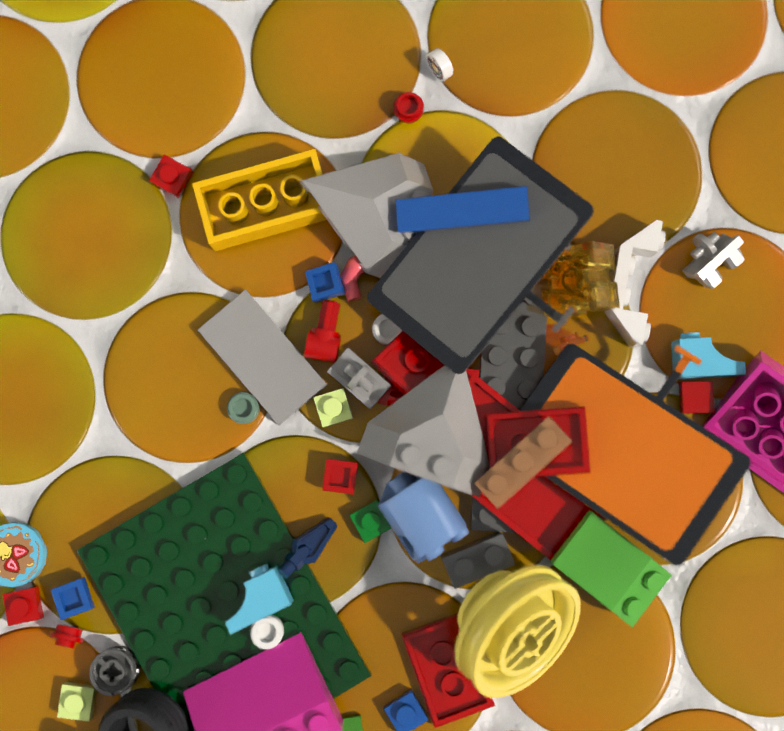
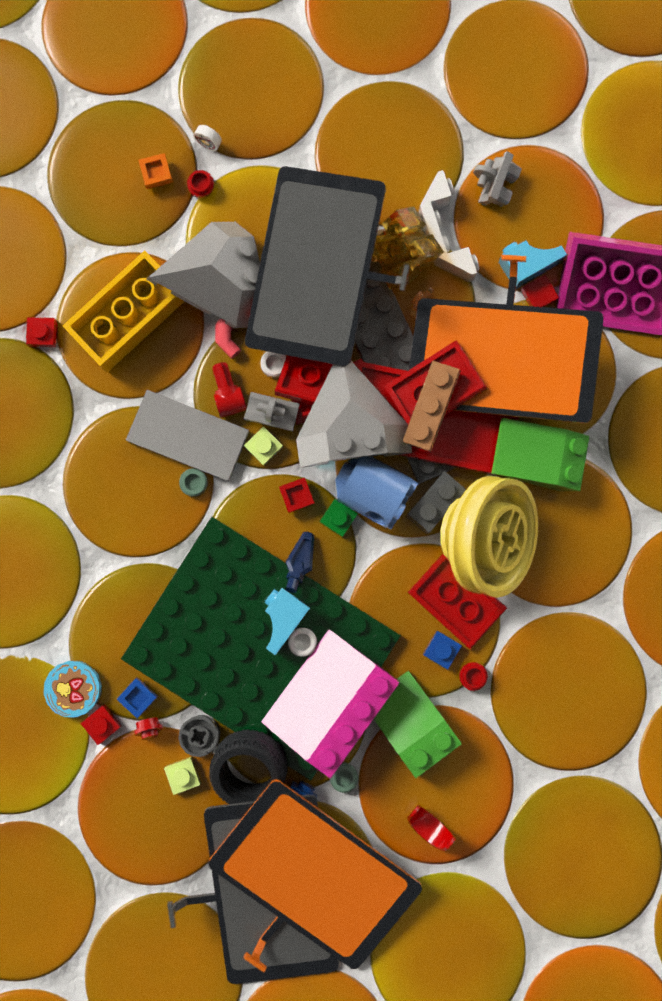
camera: 25 degrees left, 0 degrees up
(325, 282) = (206, 352): blue plate -> none
(369, 71) = (155, 171): none -> orange plate
(462, 210) = (284, 237): blue tile -> none

